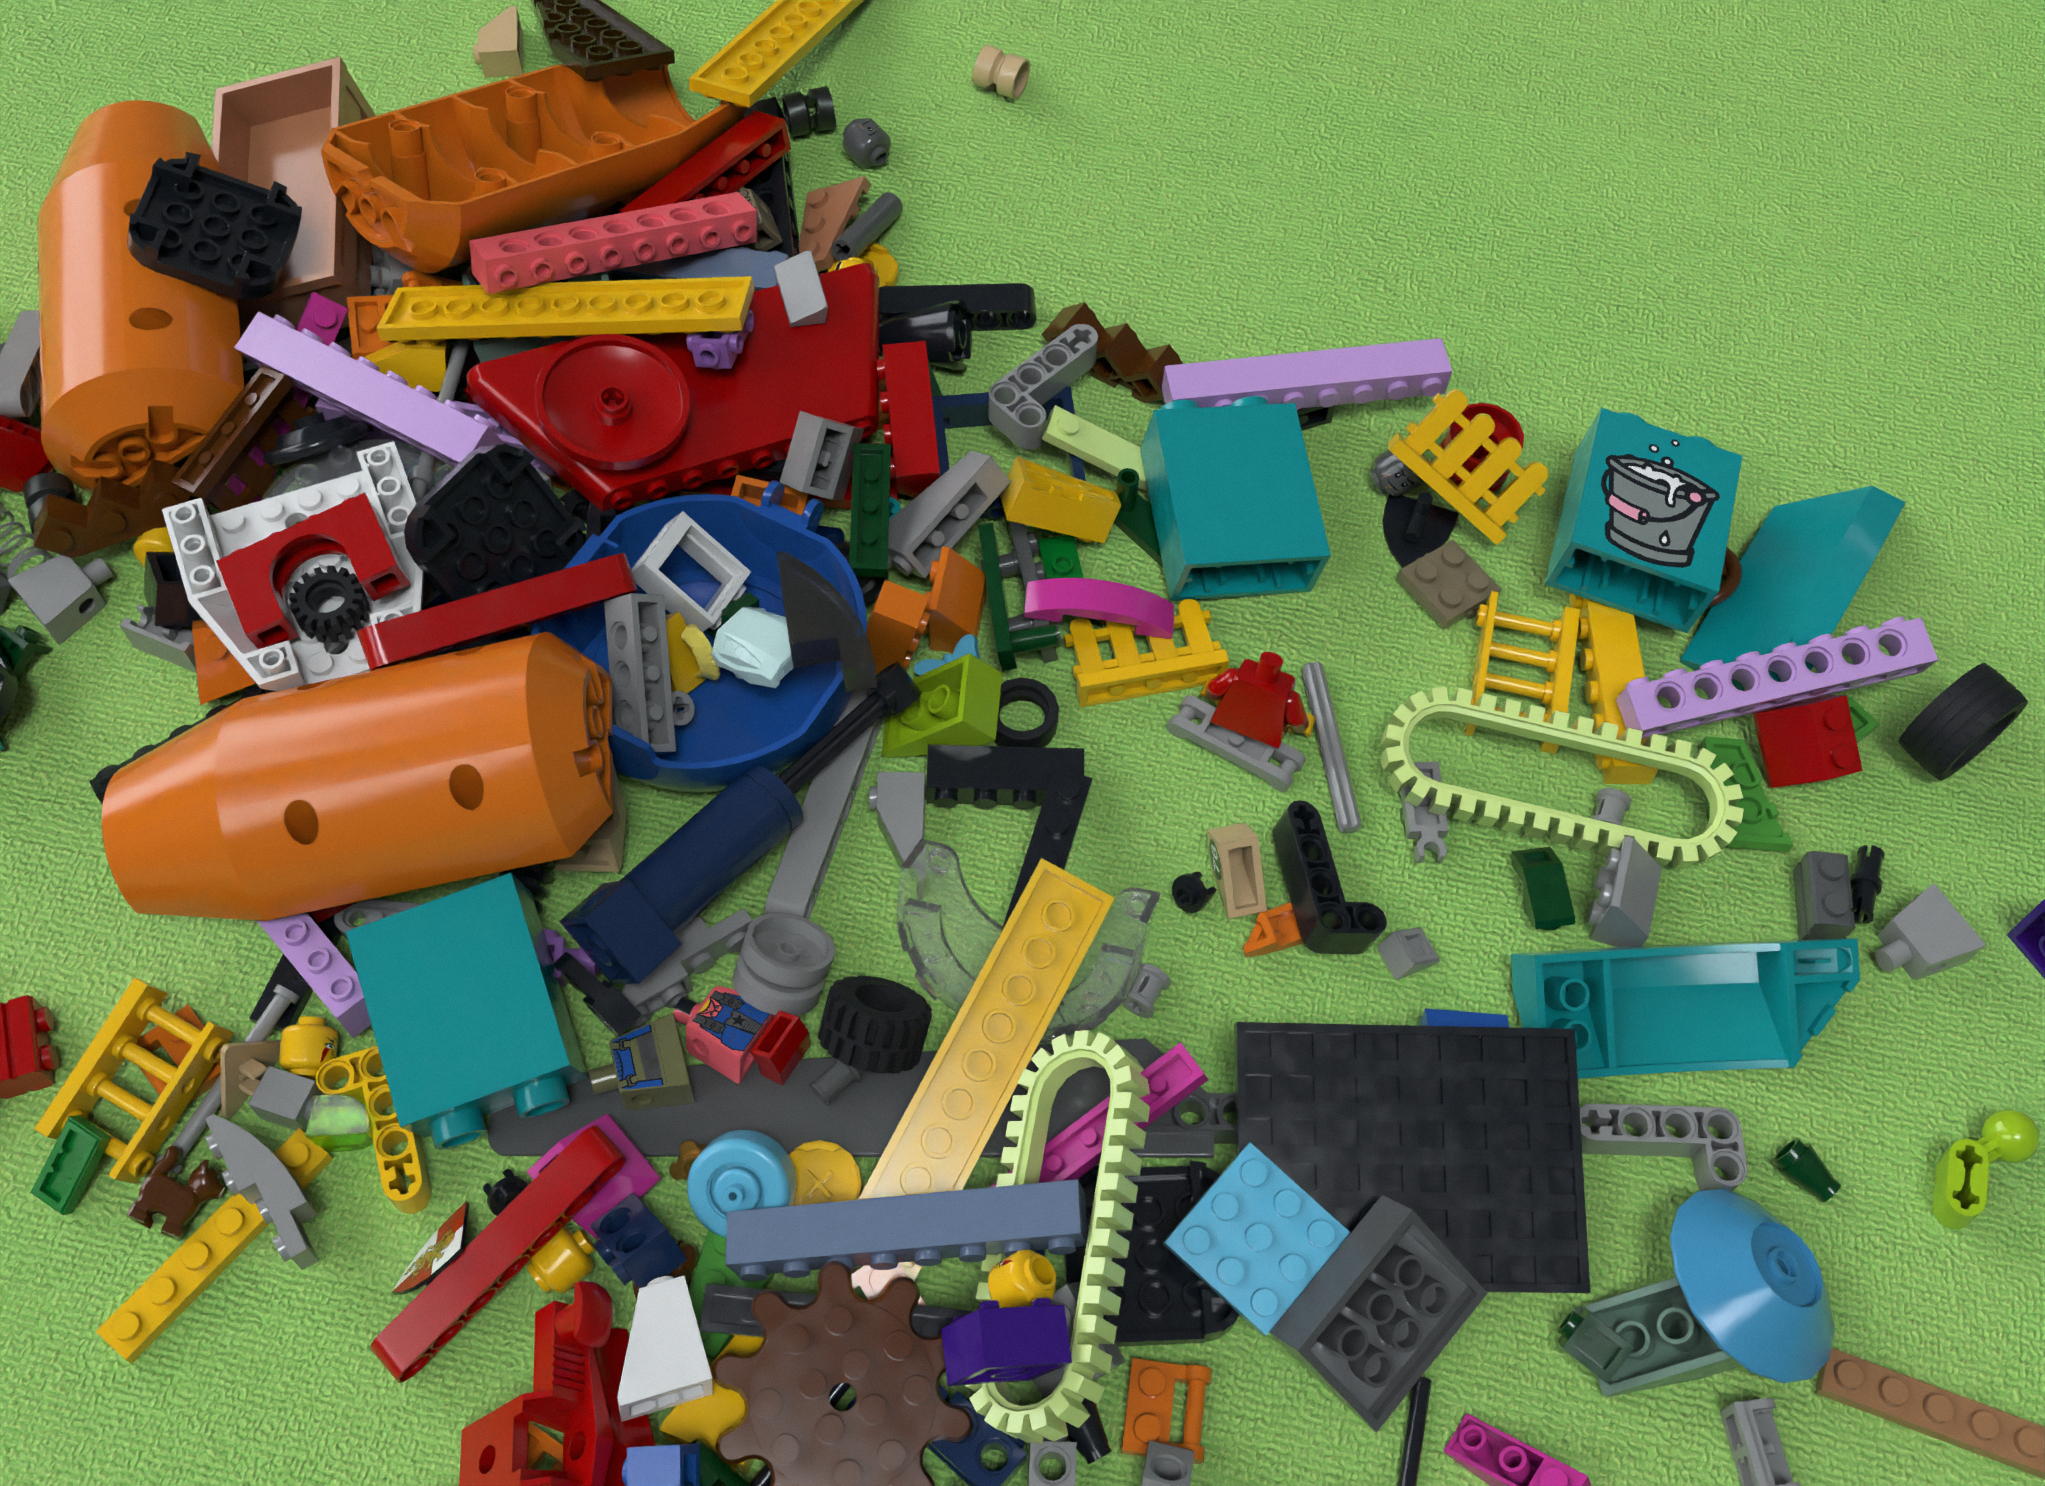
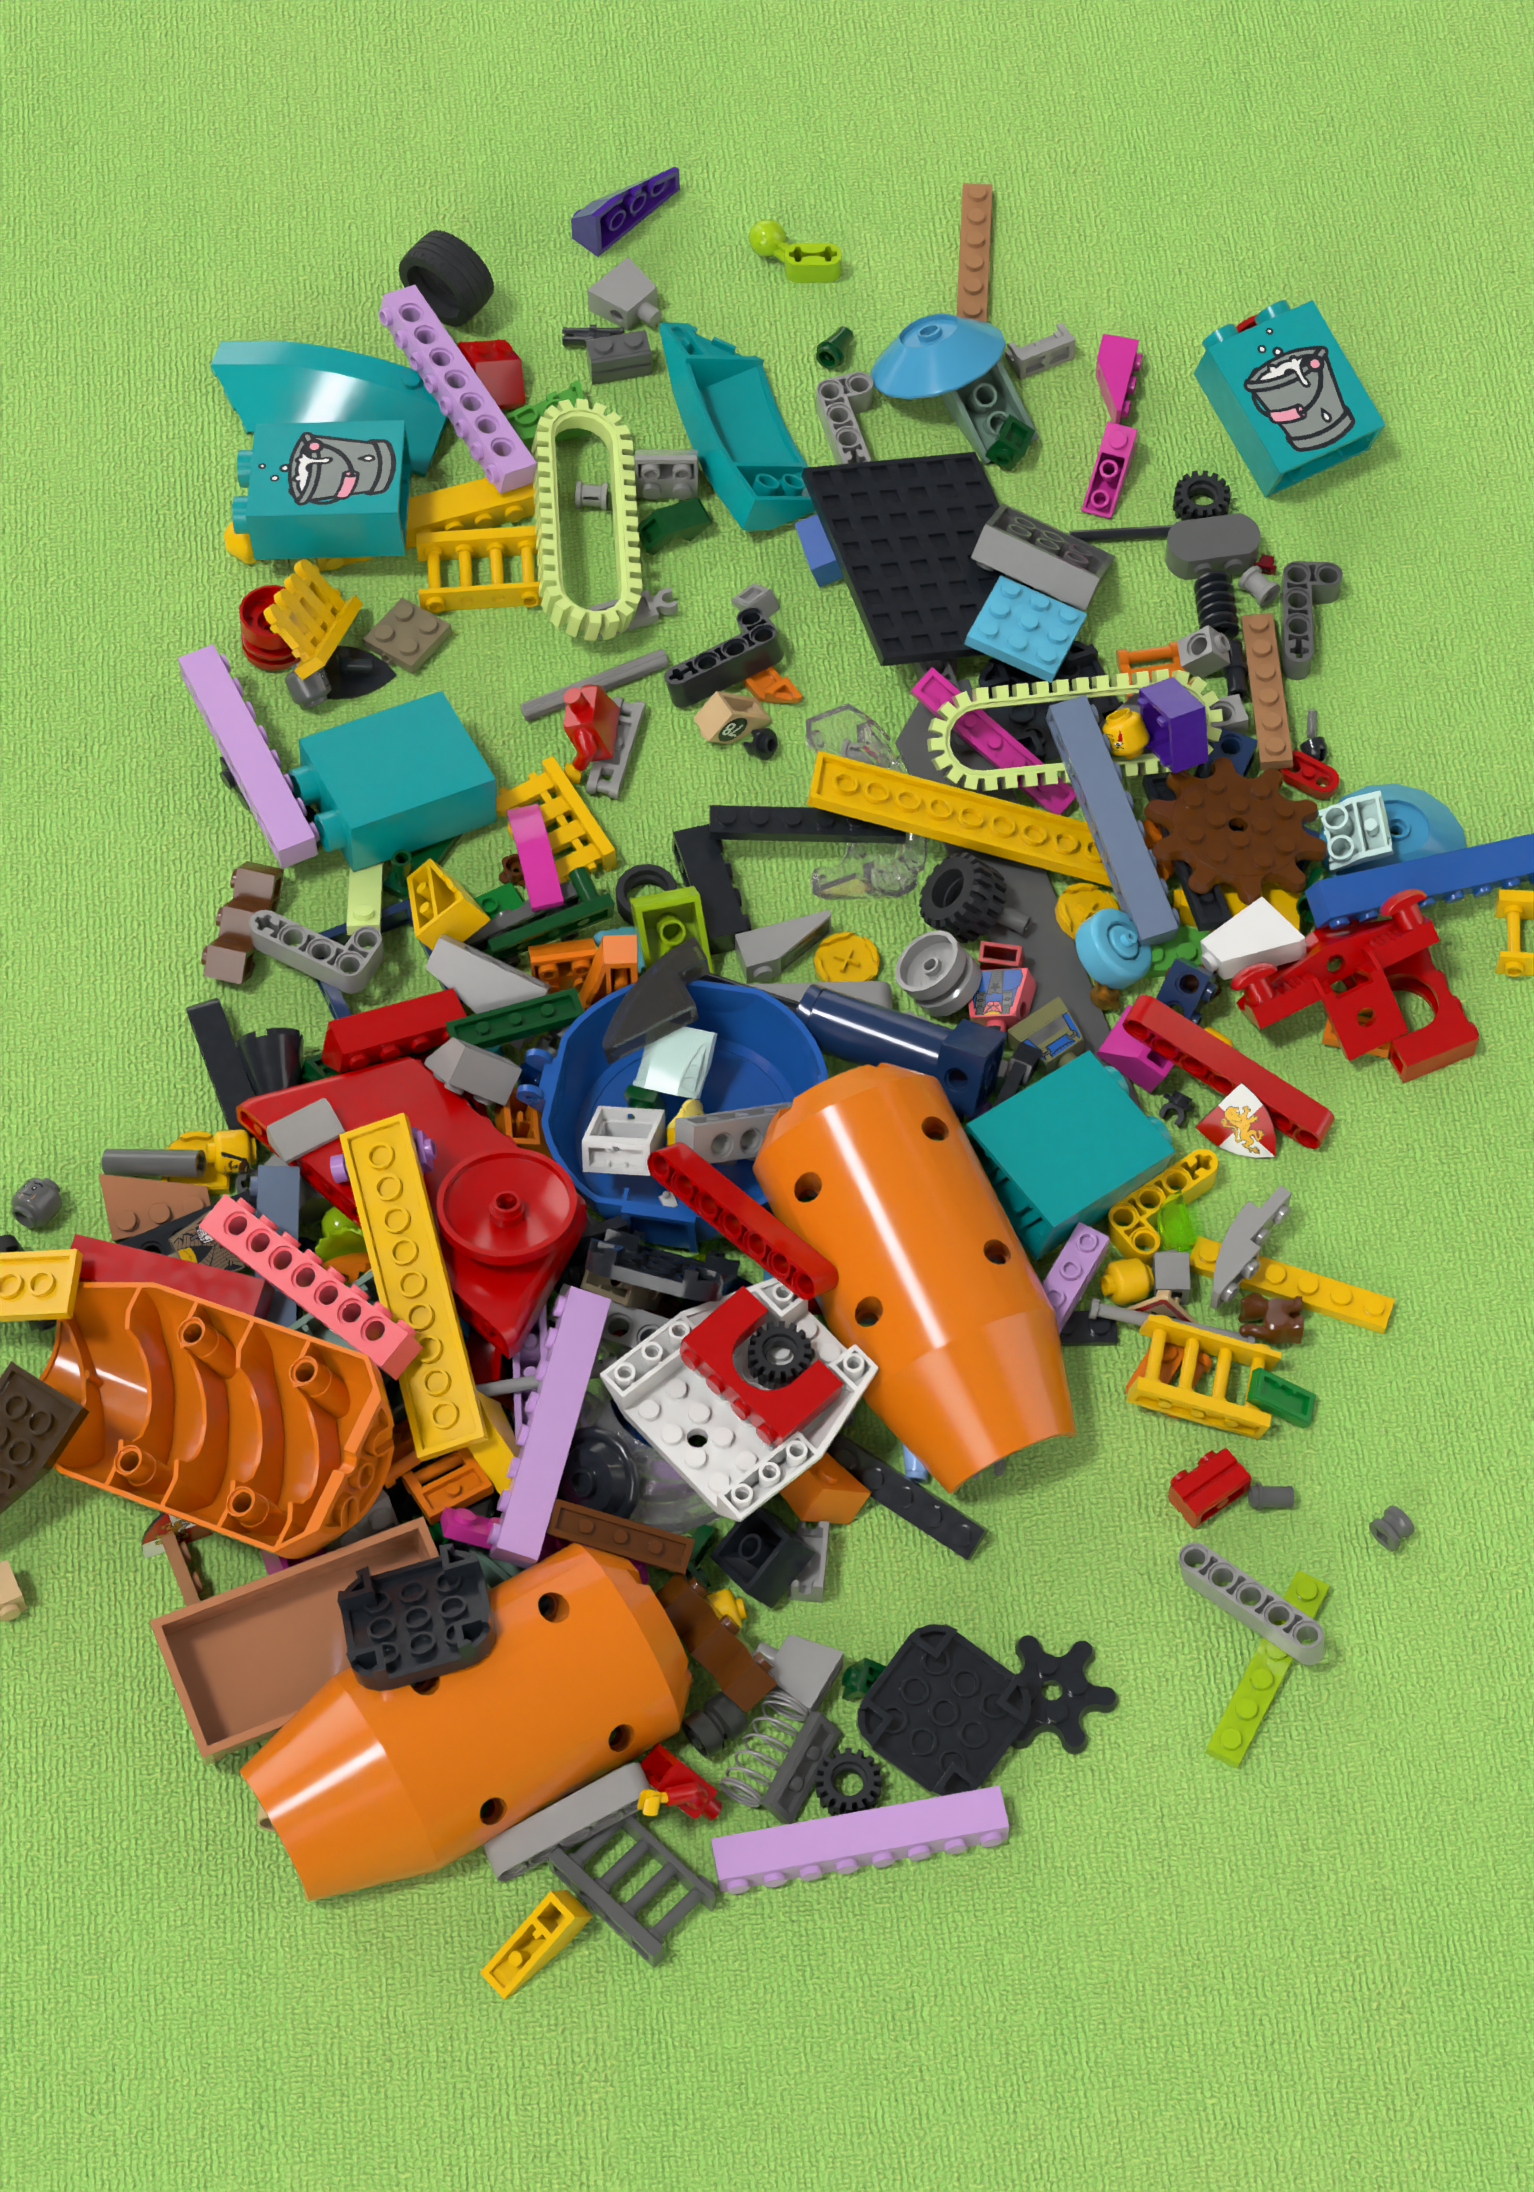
camera: 105 degrees left, 0 degrees up
(861, 896) = (846, 959): none -> yellow tile

